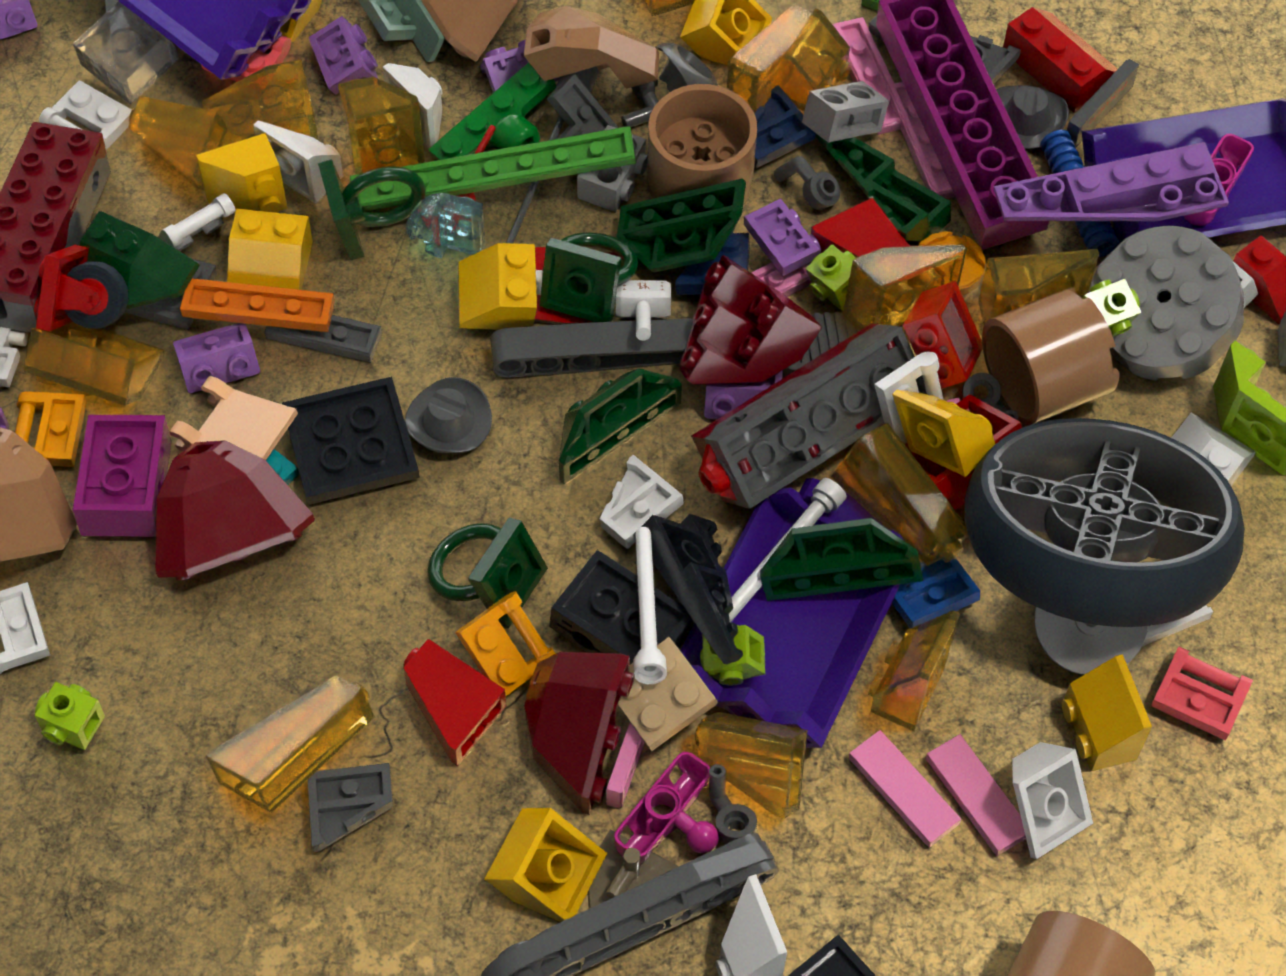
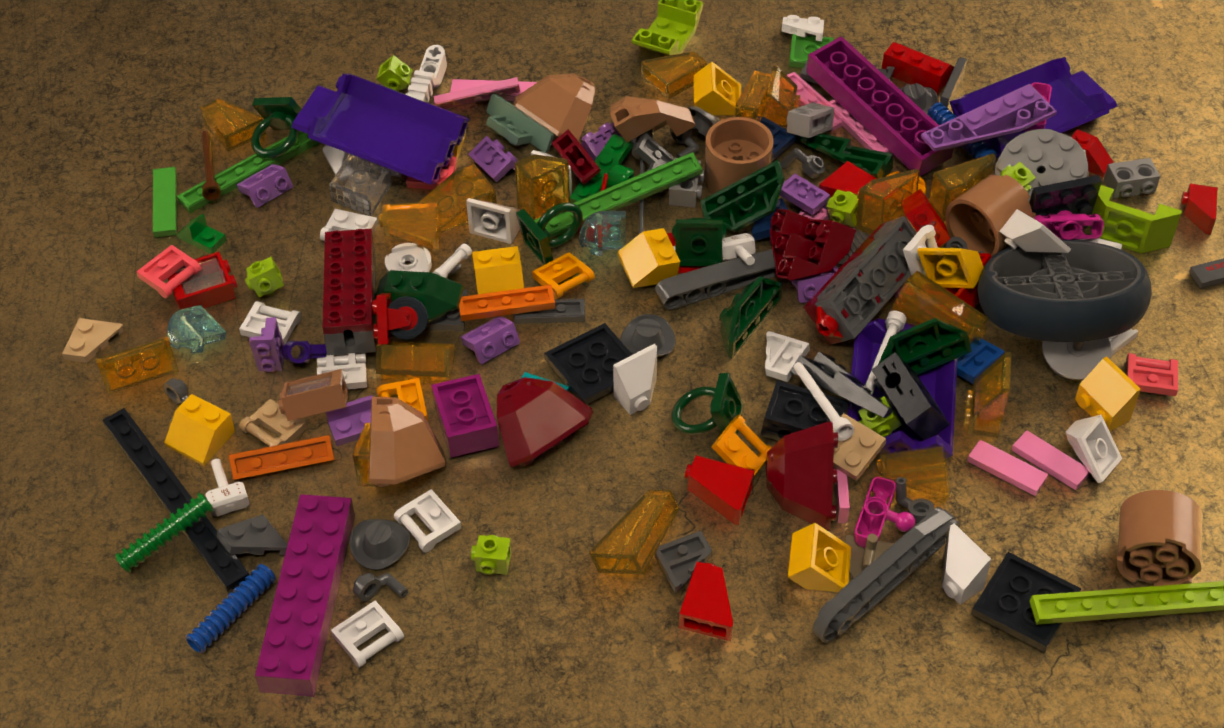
camera: 15 degrees left, 10 degrees down
(152, 215) = (408, 252): none -> white plate
(239, 419) = (520, 365): light nougat flag -> none
(245, 173) = (468, 227): yellow slope -> none
(349, 883) = (707, 603): none -> red slope
(361, 270) = (560, 270): none -> light orange plate
(396, 486) = (635, 379): none -> white slope
(460, 85) = (577, 156): none -> dark red slope
(790, 634) = (909, 396): none -> black piece
(1090, 412) = (1031, 235): none -> white slope
(1166, 405) = (1069, 226): none -> dark pink piece
(1172, 369) = (1073, 195): none -> black plate

